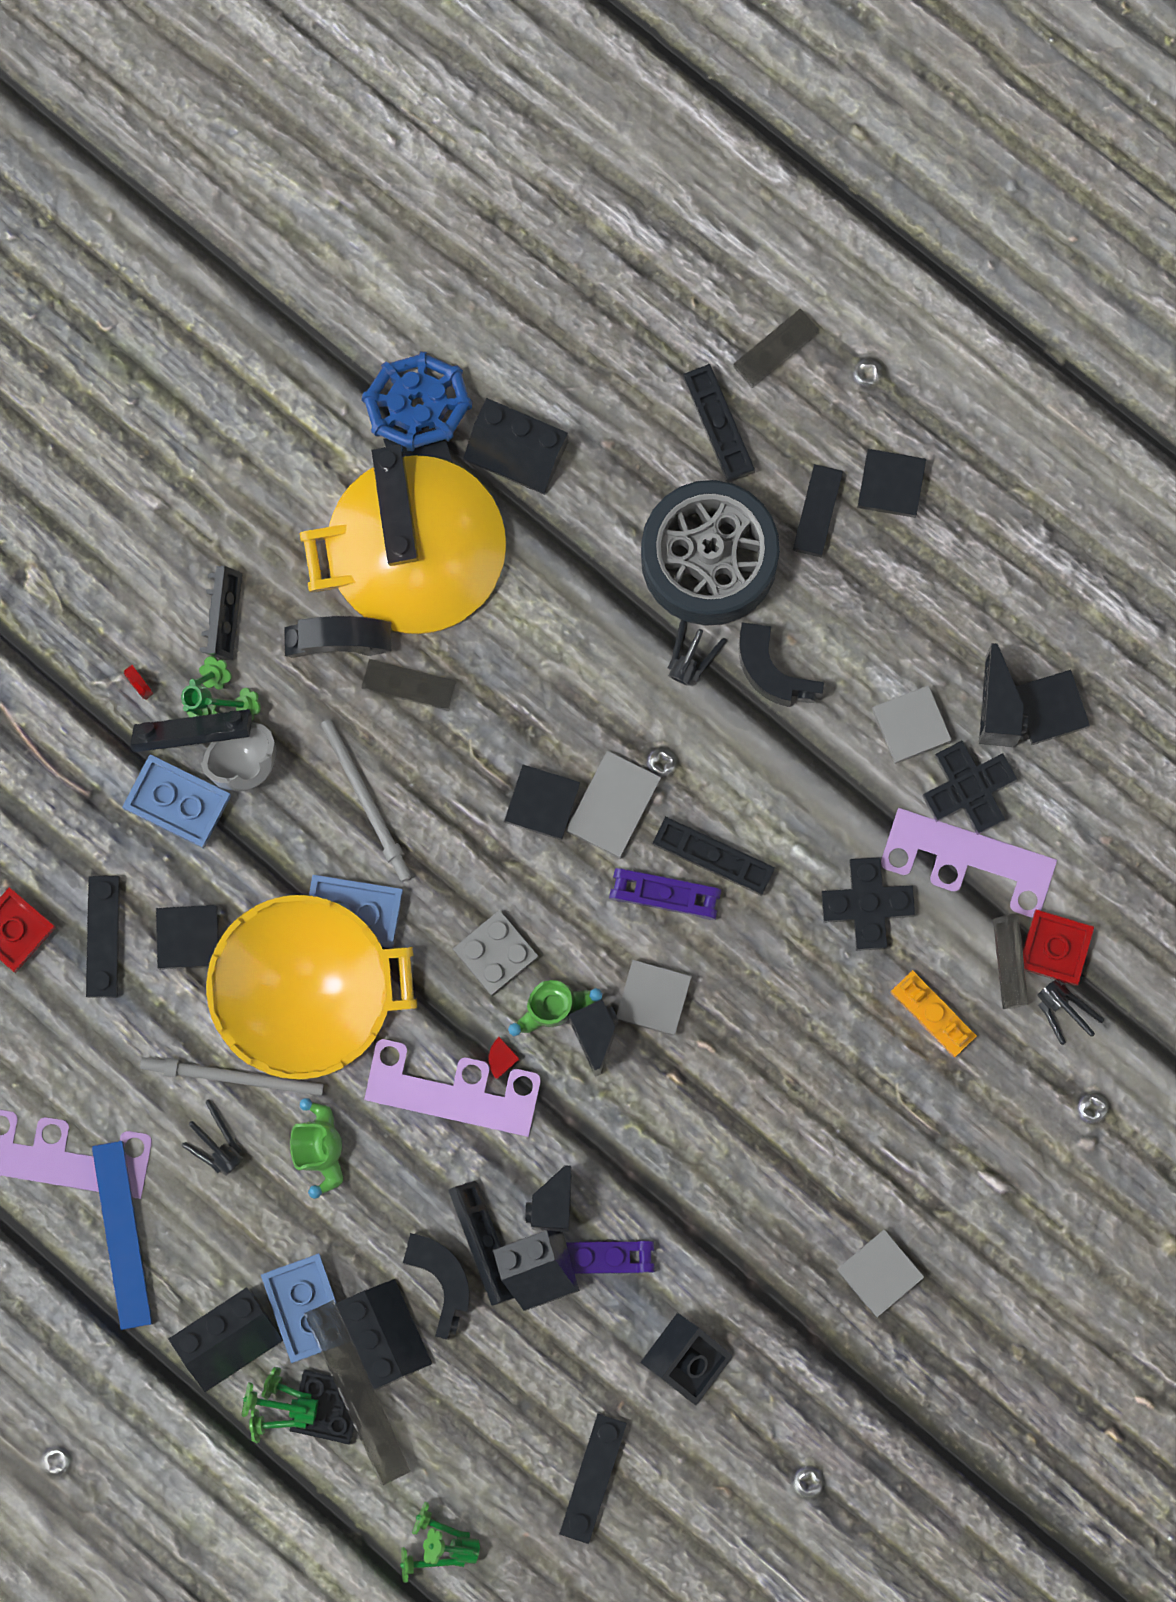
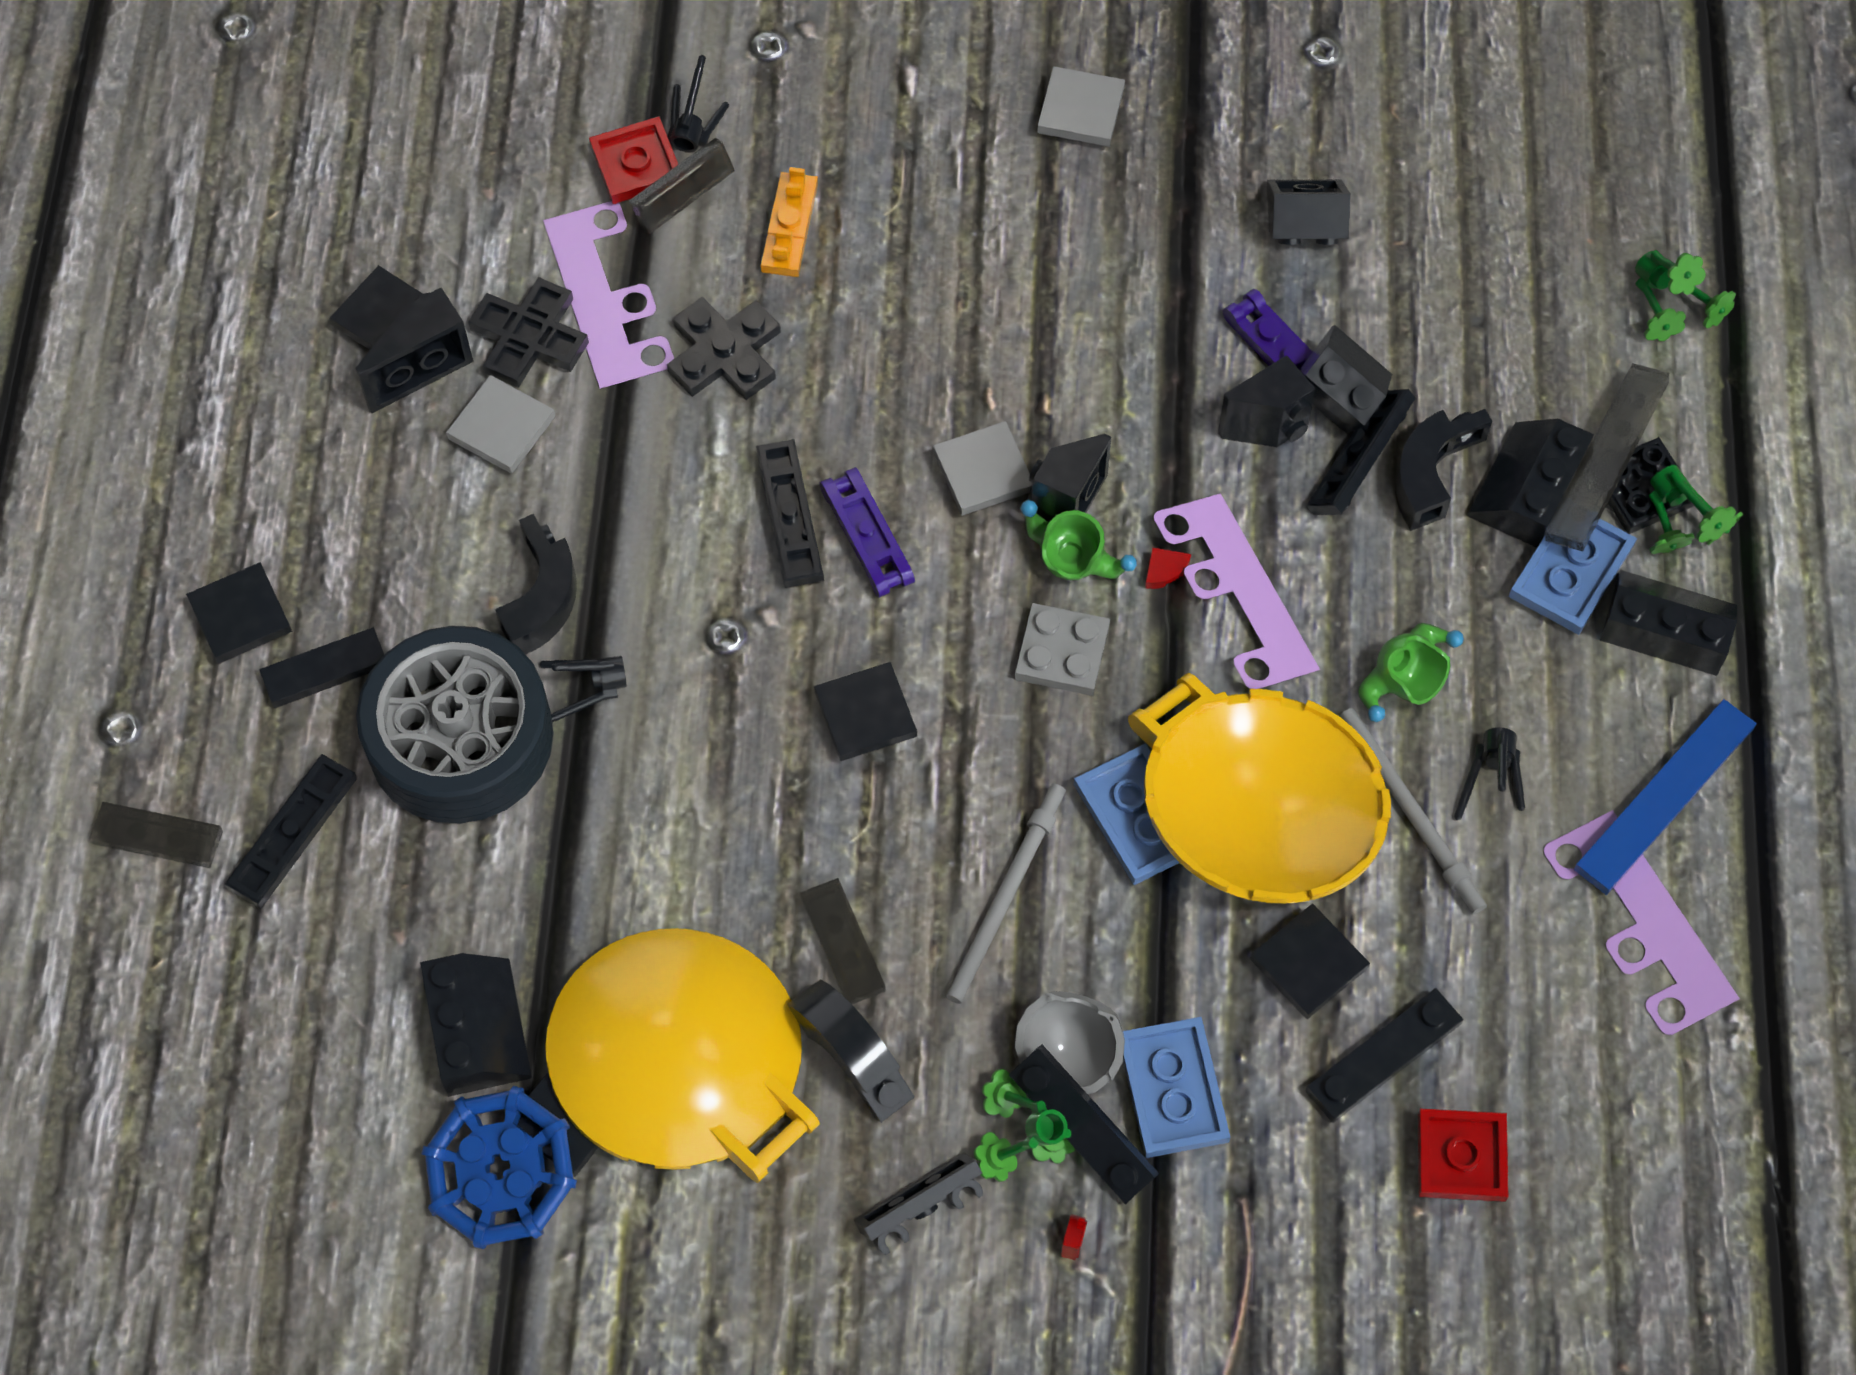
camera: 130 degrees left, 15 degrees down
(394, 505) = (648, 1078): black plate -> none
(593, 1478) = (1487, 216): black plate -> none
(613, 804) = (809, 645): light grey tile -> none

